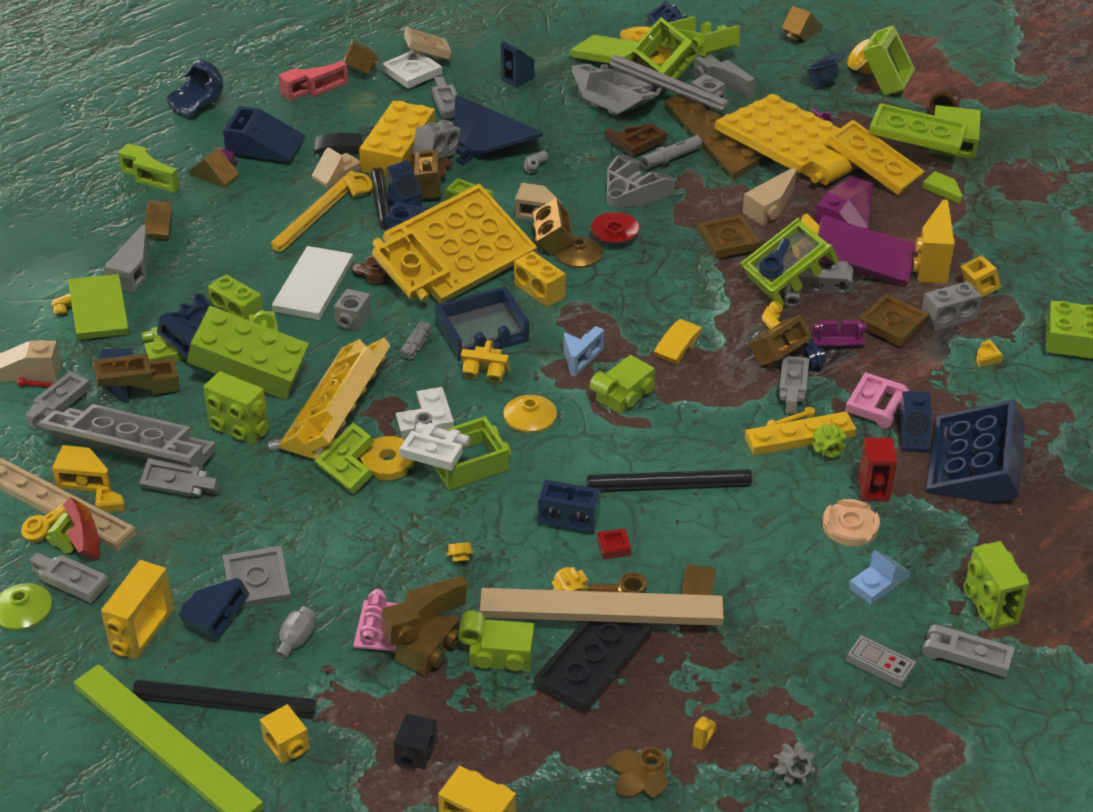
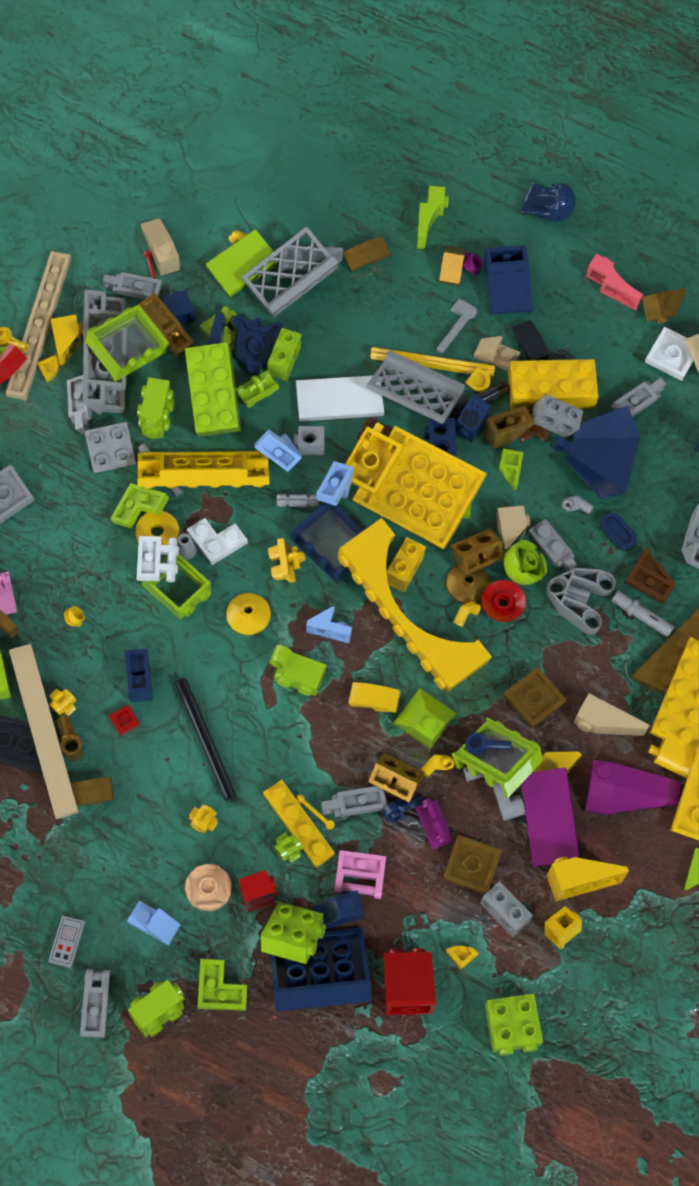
camera: 65 degrees right, 25 degrees up
(136, 403) = (126, 342): none -> window
(165, 268) = (301, 286): none -> light grey fence
(254, 468) = (110, 447): none -> light grey hinge
(277, 176) = (466, 312): none -> light grey piece
(340, 217) = (420, 379): none -> light grey fence
(350, 329) = (279, 449): none -> light blue slope
(423, 292) = (335, 484): none -> light blue slope
(529, 289) = (445, 659): none -> yellow arch
(575, 186) = (552, 546): none -> light grey hinge
(576, 147) = (618, 531): none -> dark blue tile
(584, 202) = (524, 564): none -> lime cylinder
(611, 254) = (465, 610): none -> yellow arm
(721, 313) = (425, 718): none -> lime slope
(770, 499) = (203, 818): none -> yellow gear
(935, 453) = (292, 932): none -> lime brick
(961, 540) = (214, 993): none -> lime plate
(1015, 378) = (408, 982): none -> red slope

